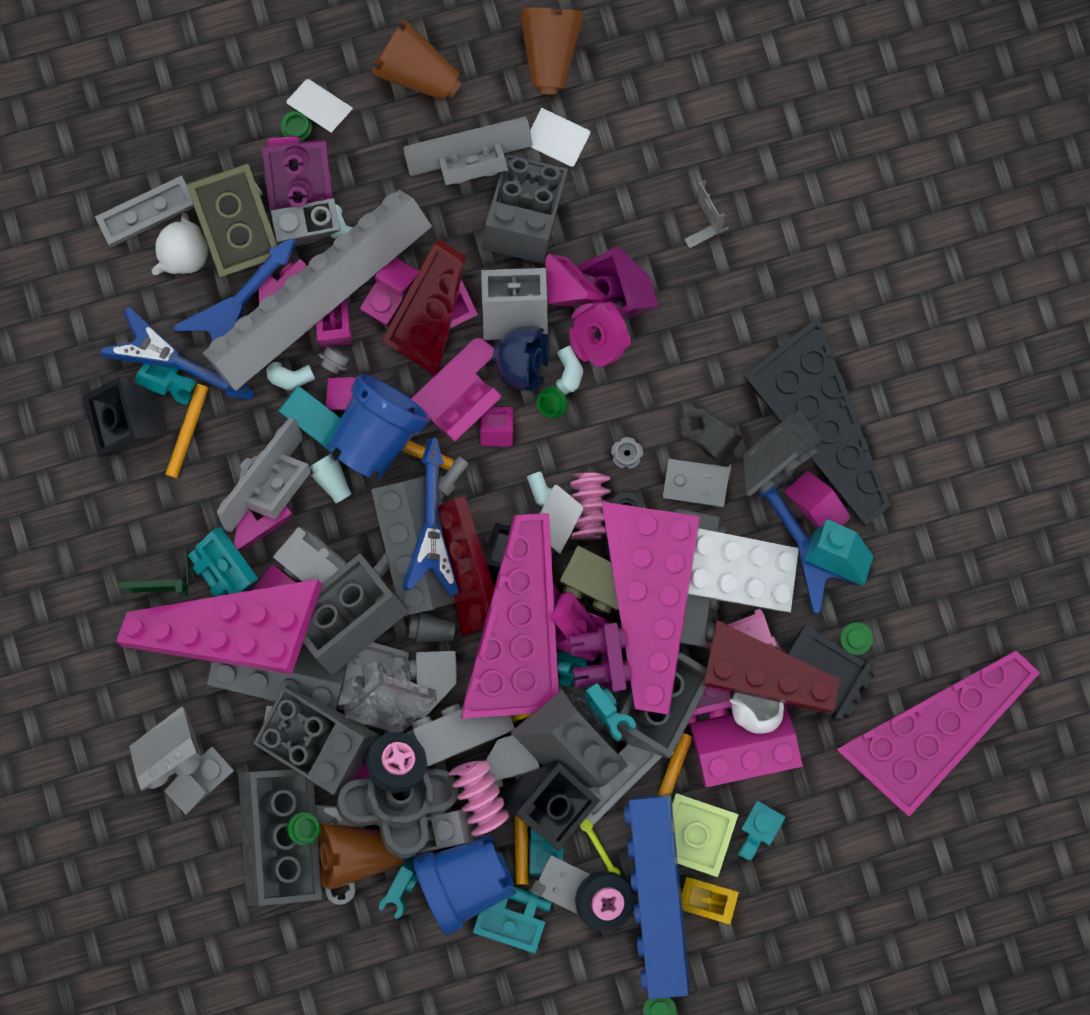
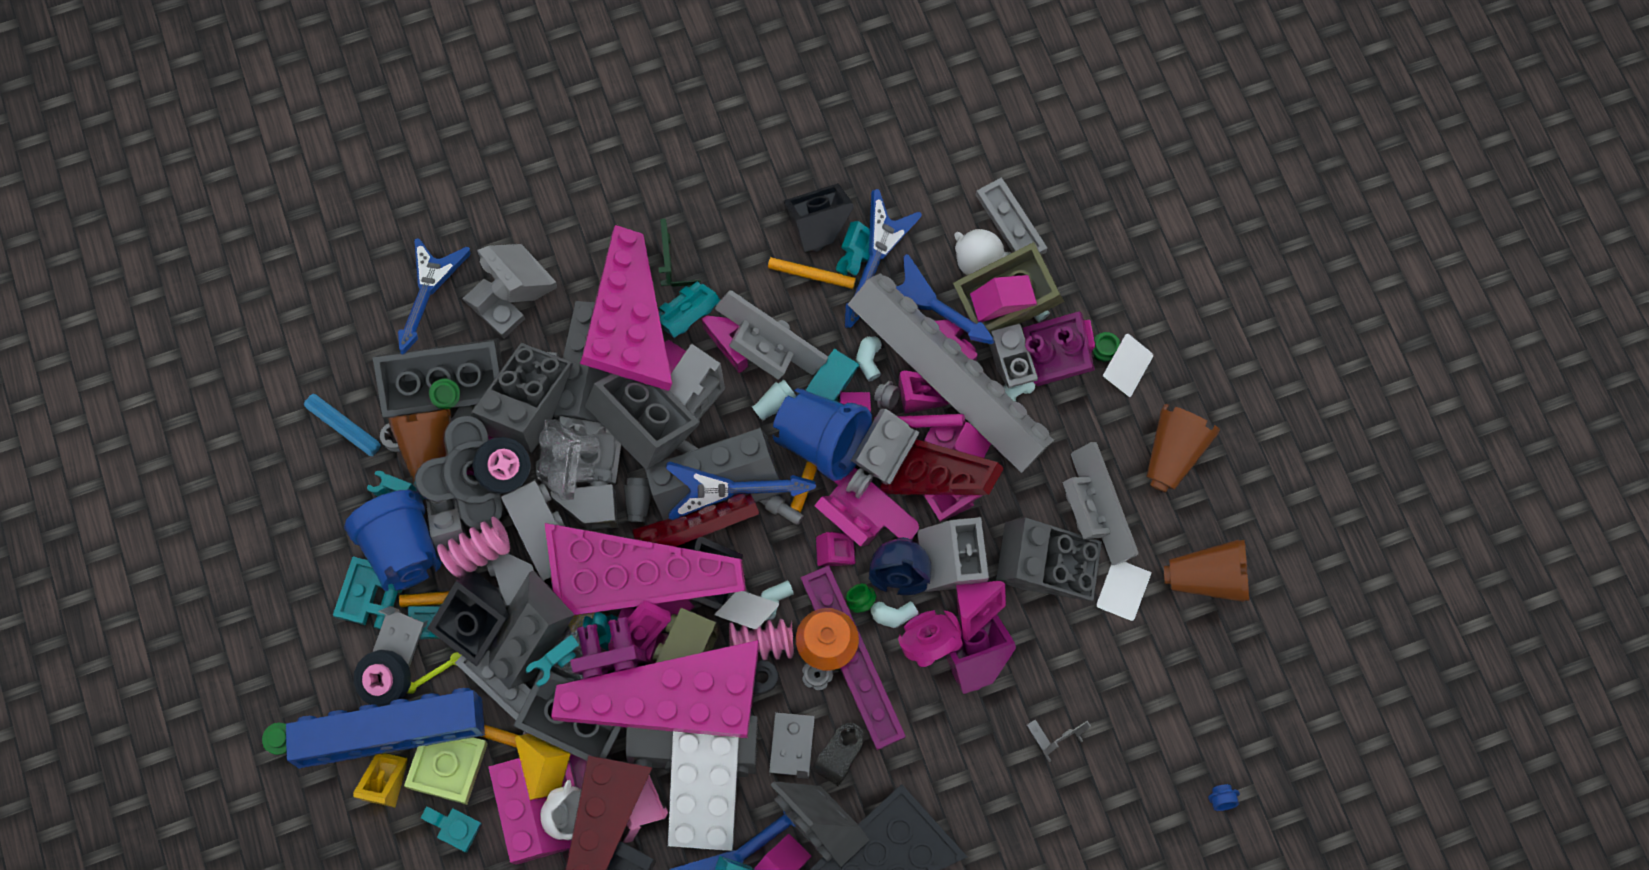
camera: 90 degrees right, 10 degrees down
(158, 846) = (430, 275): none -> blue piece
(246, 223) = (1003, 297): none -> dark pink slope
(322, 947) = (342, 424): none -> dark azure axle
(367, 326) = (921, 421): none -> dark pink bar
(394, 364) = (885, 446): none -> light grey plate
(431, 394) = (859, 483): none -> light grey bush
(595, 437) = (827, 639): none -> orange cone
(612, 415) = (860, 671): none -> magenta plate
(707, 732) = (541, 764): none -> yellow slope
(774, 62) = (1224, 798): none -> blue plate

